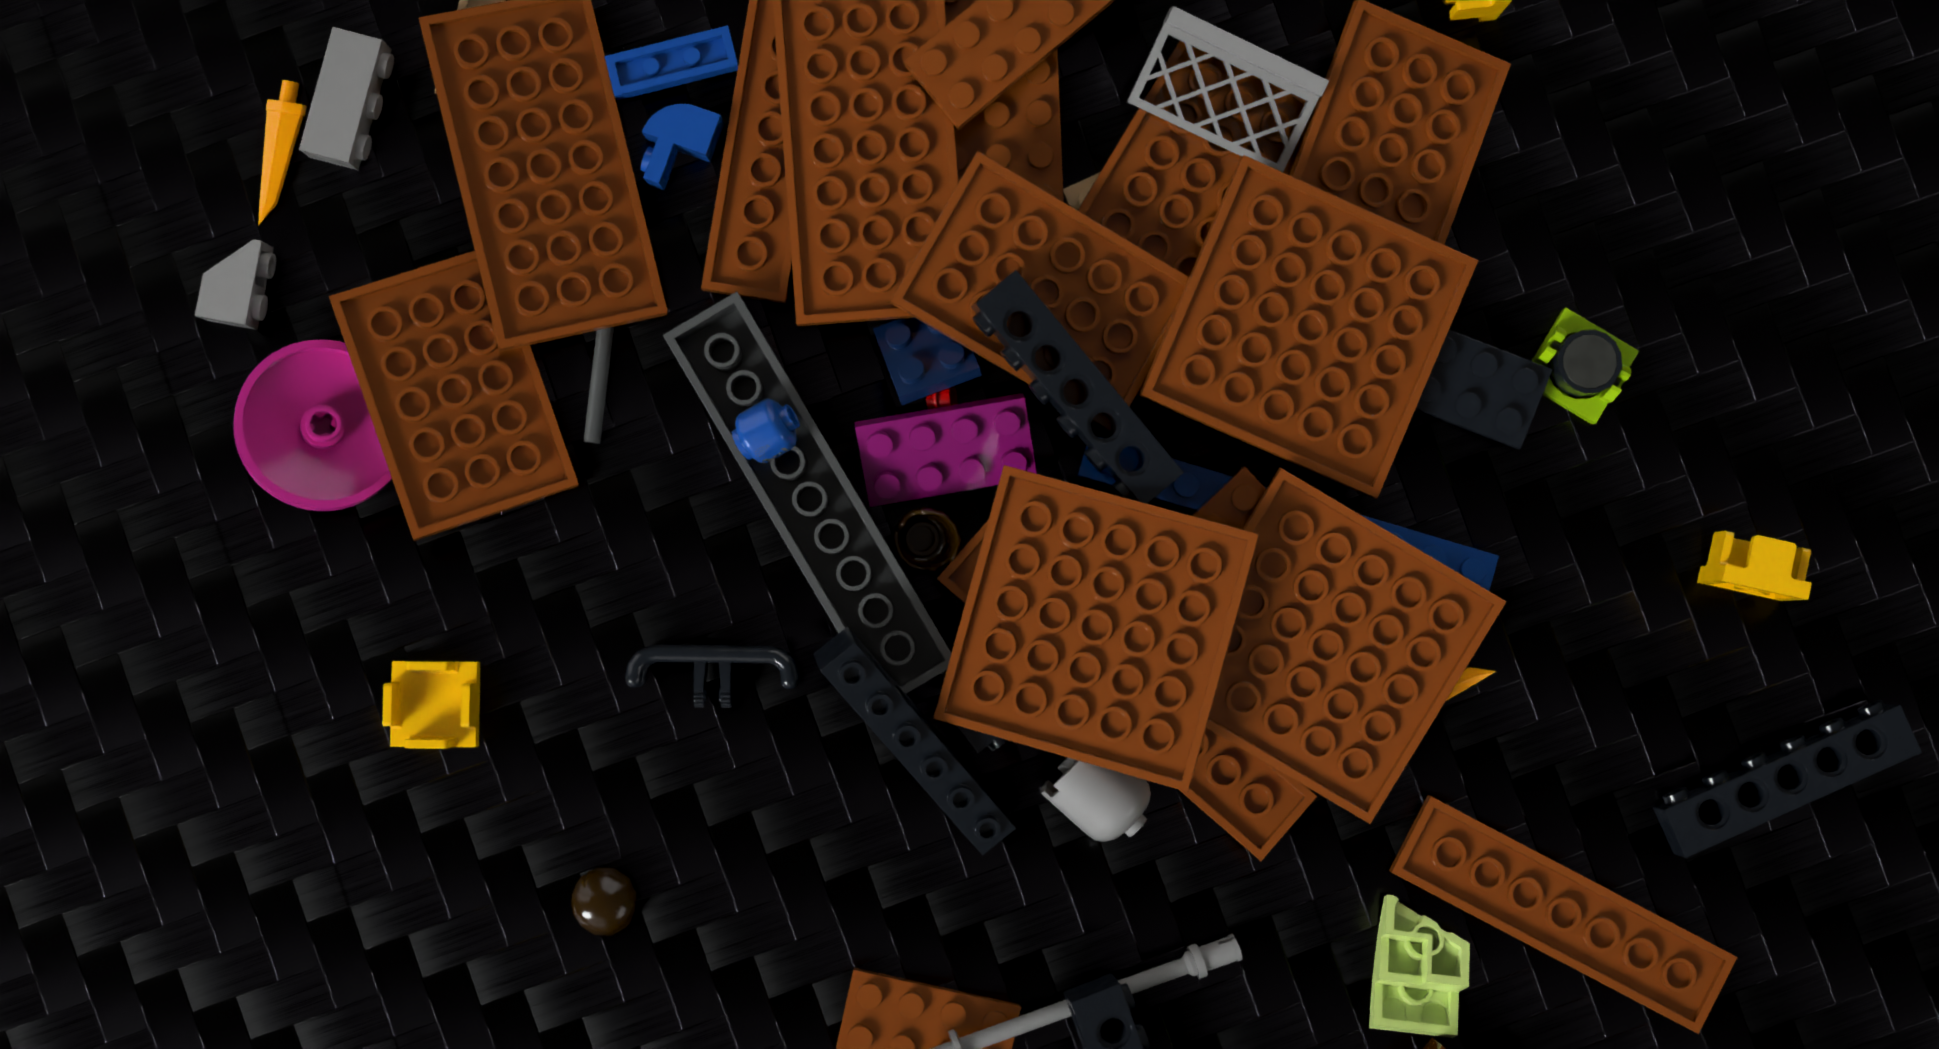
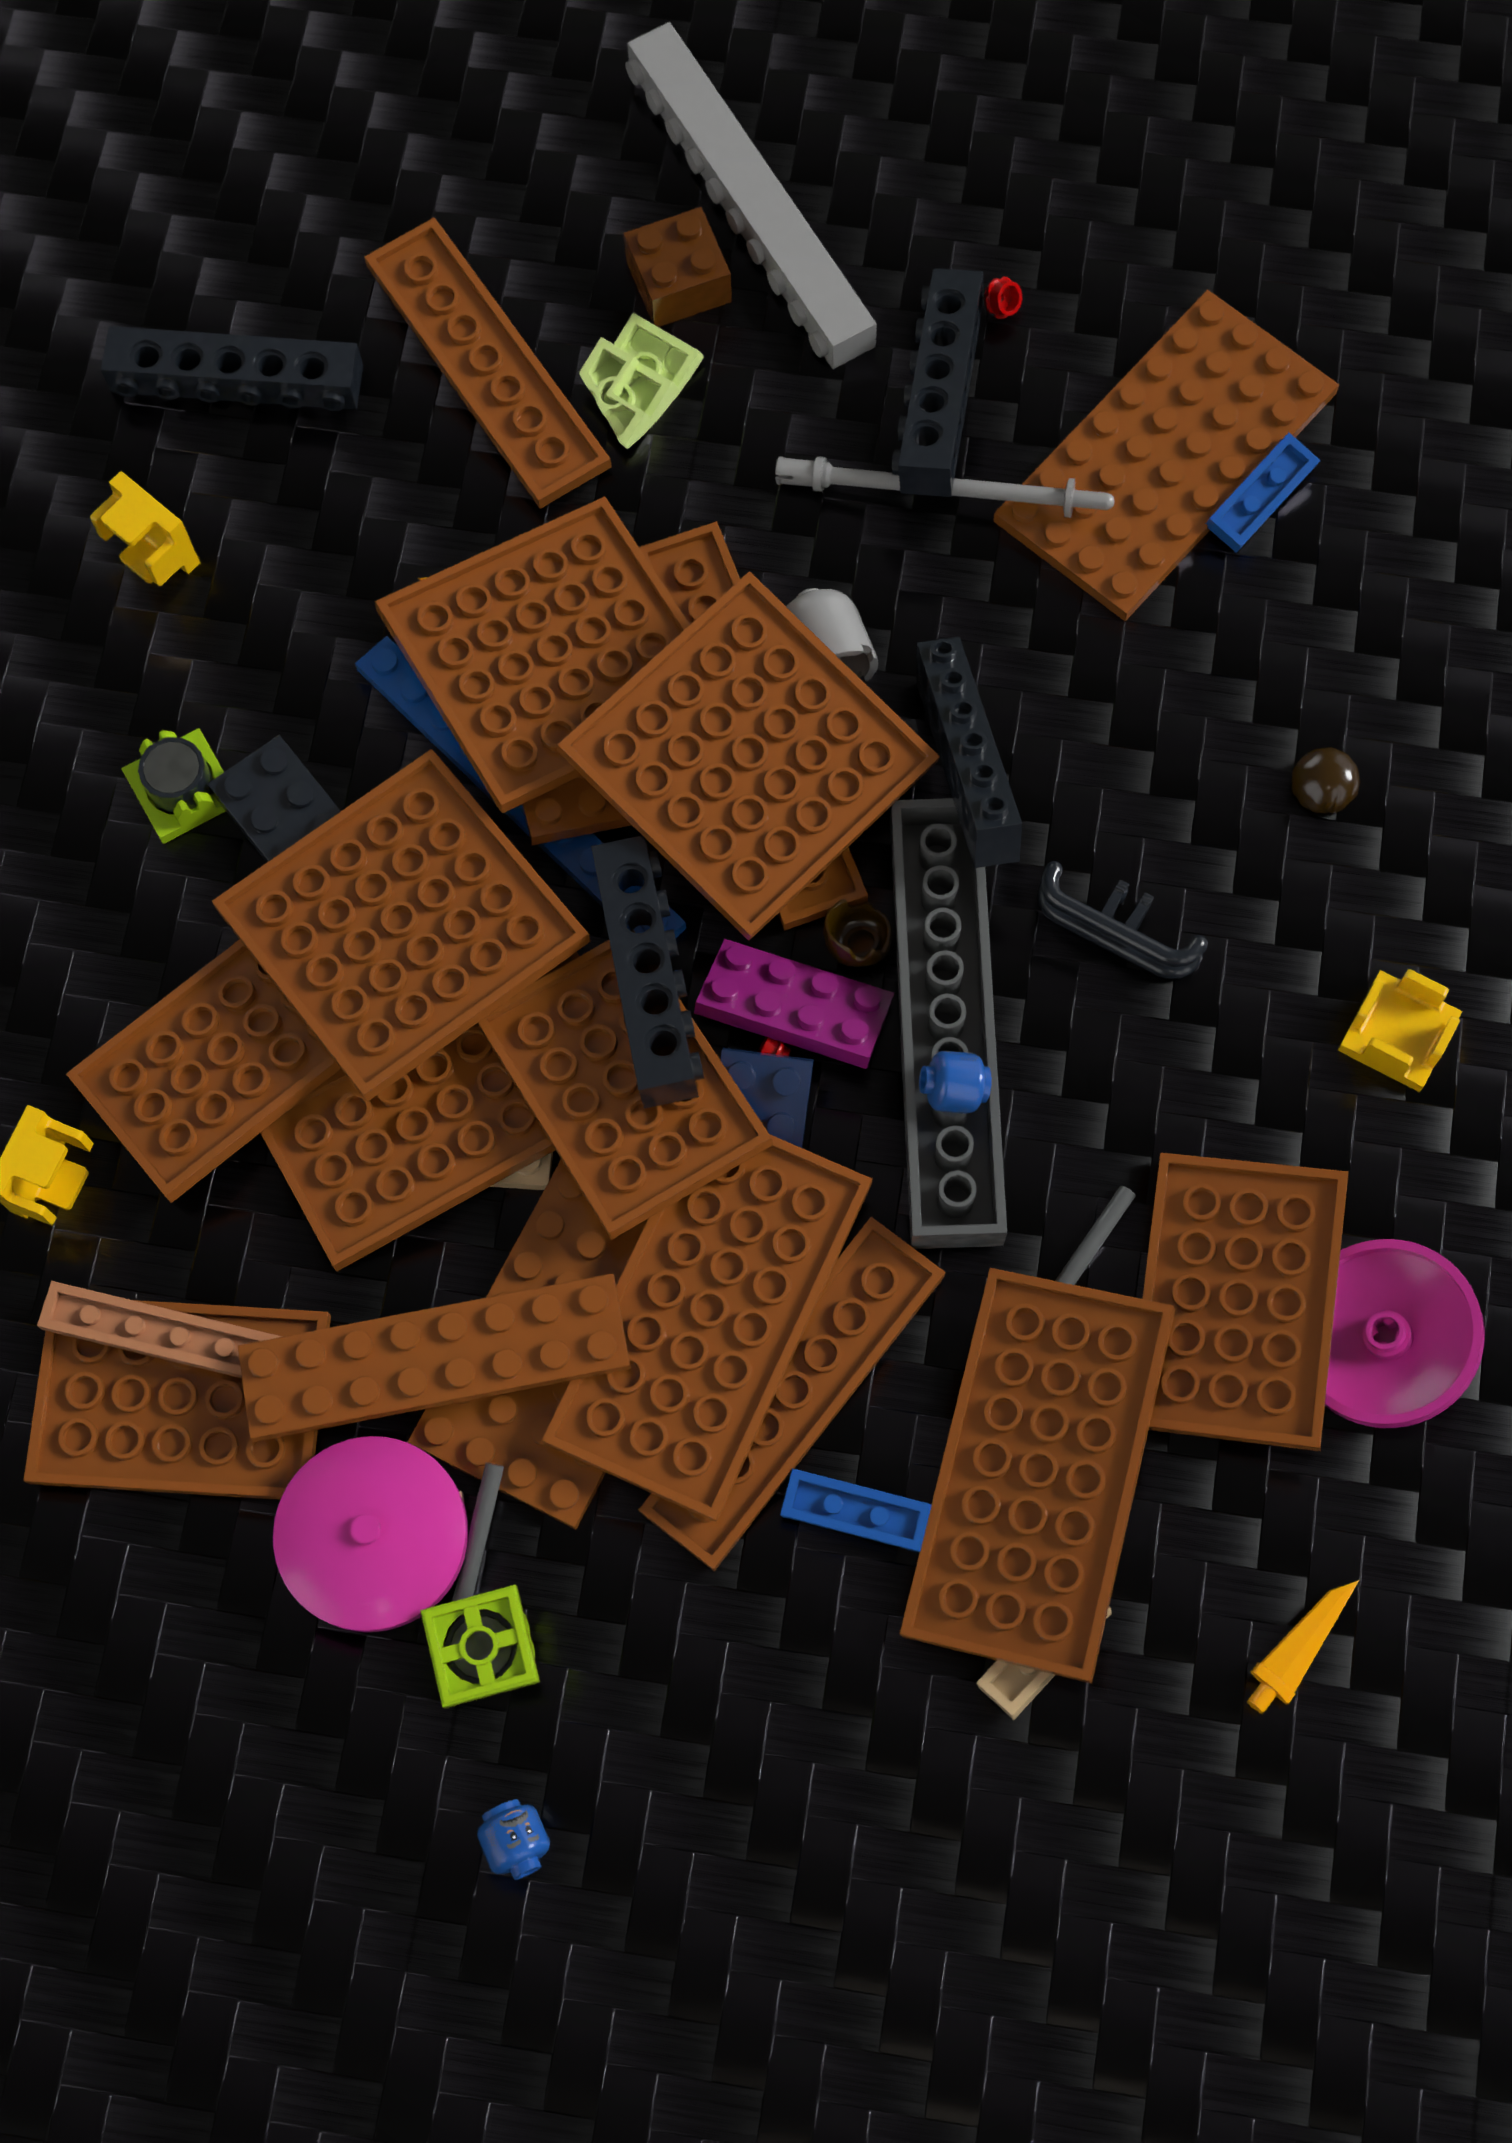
camera: 150 degrees left, 15 degrees down
(236, 287) = (1412, 1521): light grey slope -> none
(347, 98) = (1204, 1651): light grey brick -> none
(676, 130) = (885, 1439): blue brick -> none
(1244, 56) = (311, 1208): light grey fence -> none

